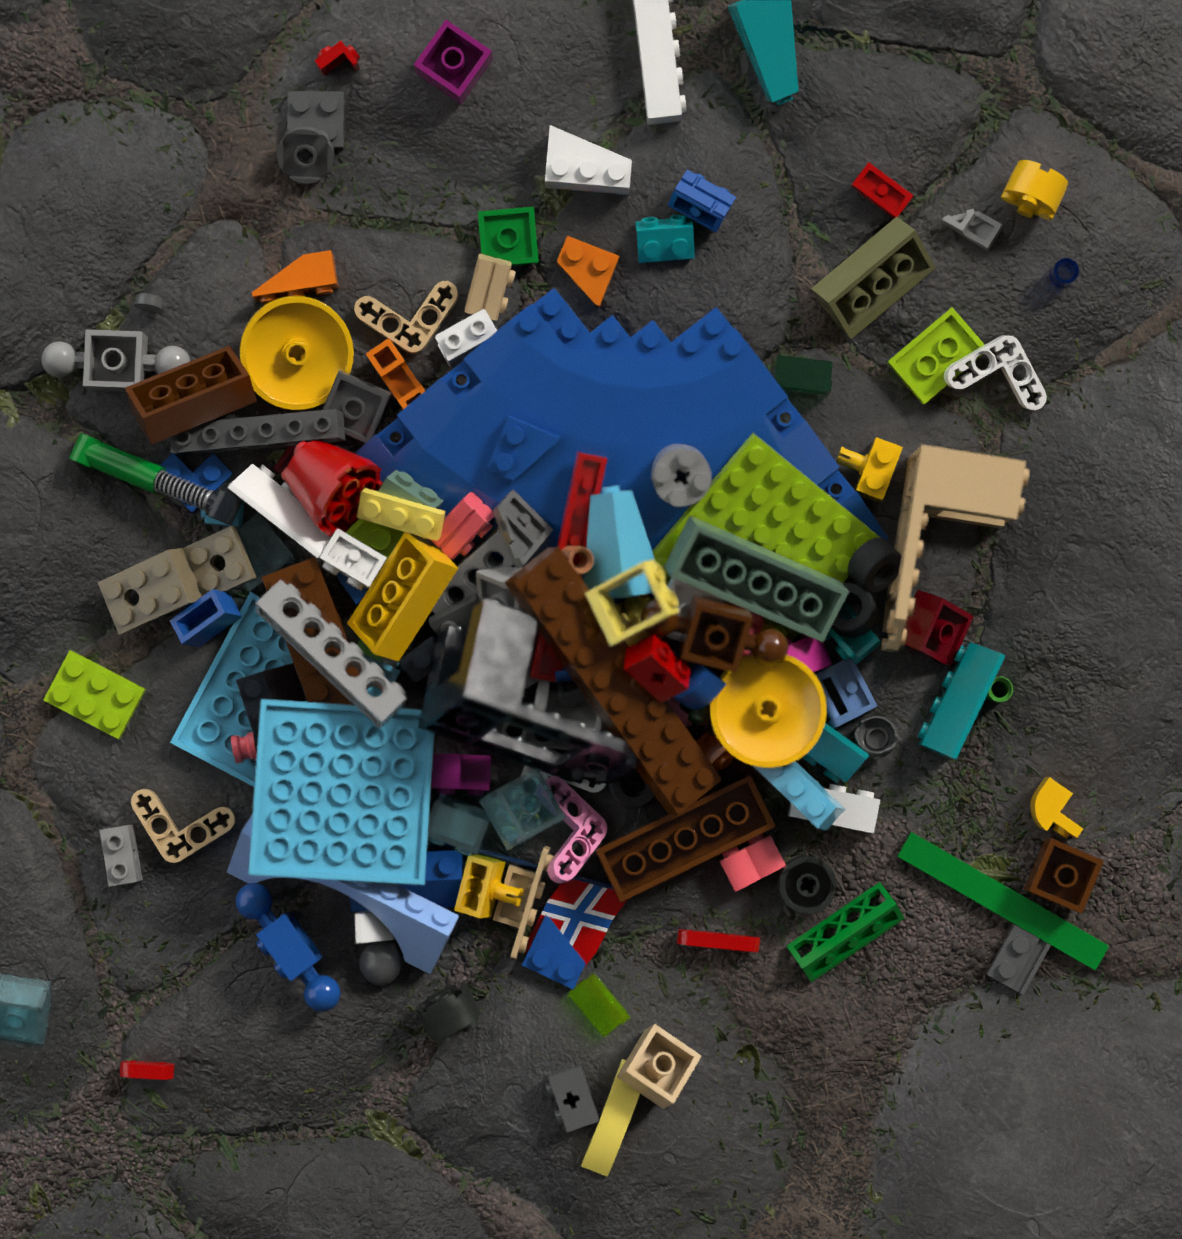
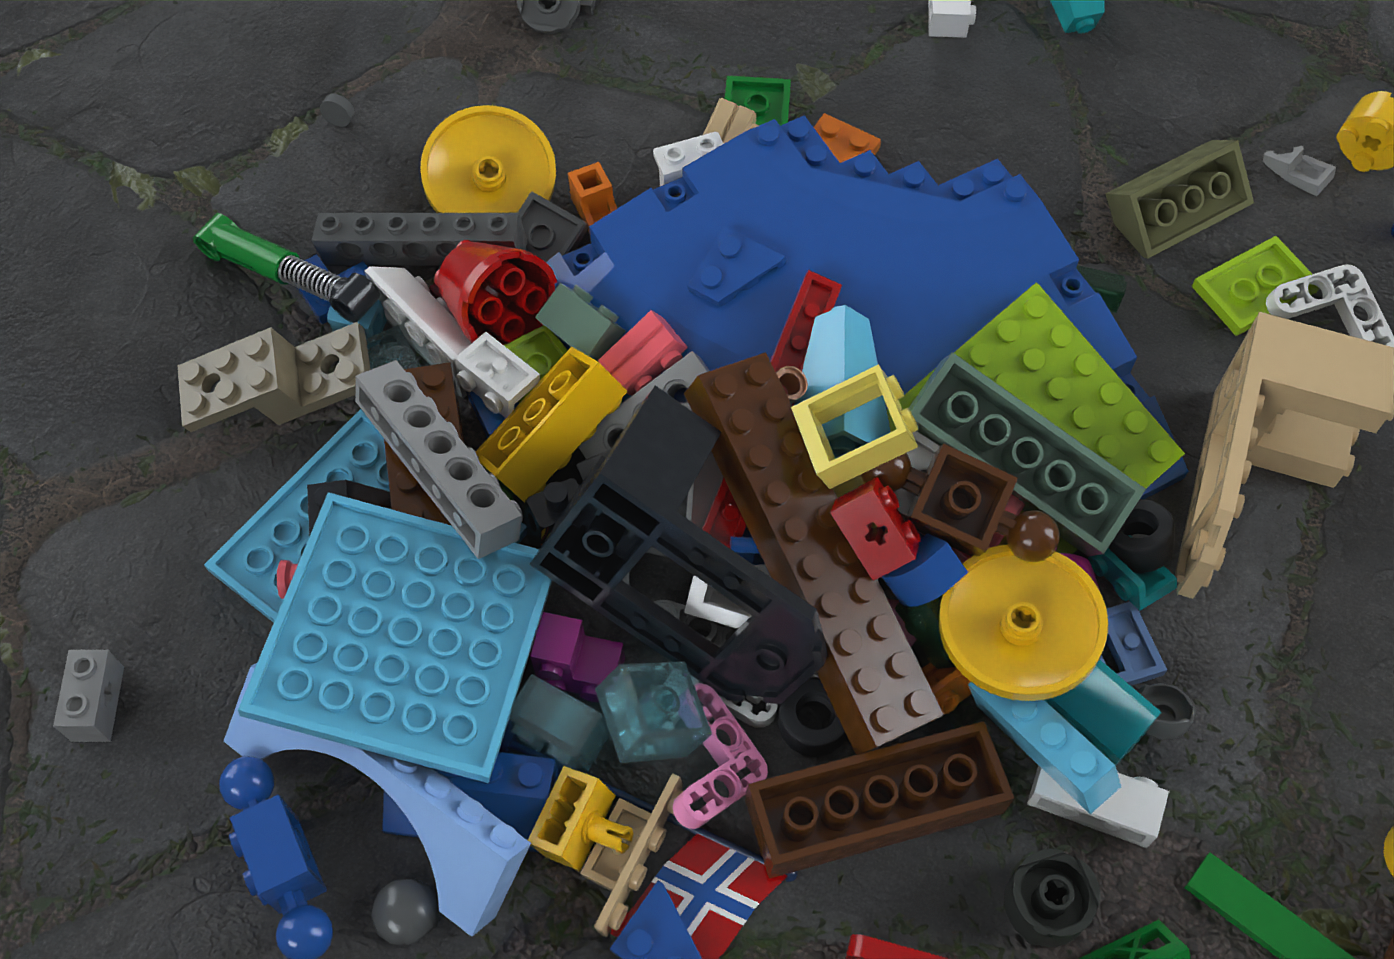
camera: 10 degrees right, 25 degrees down
(94, 694) = (131, 499): lime plate -> none
(110, 359) = (280, 152): light grey brick -> none
(172, 833) = (170, 684): tan beam -> none
(190, 394) = (352, 183): reddish brown brick -> none
(205, 618) = (295, 422): blue brick -> none
(305, 275) = (529, 98): orange slope -> none
(370, 928) = (399, 849): white slope -> none
(401, 514) = (569, 326): light yellow plate -> none
(416, 325) = (629, 175): tan beam -> none
(520, 527) = (712, 344): dark grey wing -> none
(584, 166) = (855, 52): white wedge -> none
(665, 239) = (936, 131): teal bracket -> none
(679, 491) = (943, 296): light grey brick -> none
(701, 201) = (983, 97): blue brick -> none
(751, 862) = (970, 854): coral brick -> none
(874, 468) = (1177, 385): yellow brick -> none
(874, 565) = (1178, 480): black tyre -> none
(882, 190) = (1192, 118): red plate -> none
(936, 628) = (1251, 585): dark red slope -> none
(960, 700) = (1287, 679): teal slope -> none
(1008, 690) = (1346, 666): bright green beam -> none

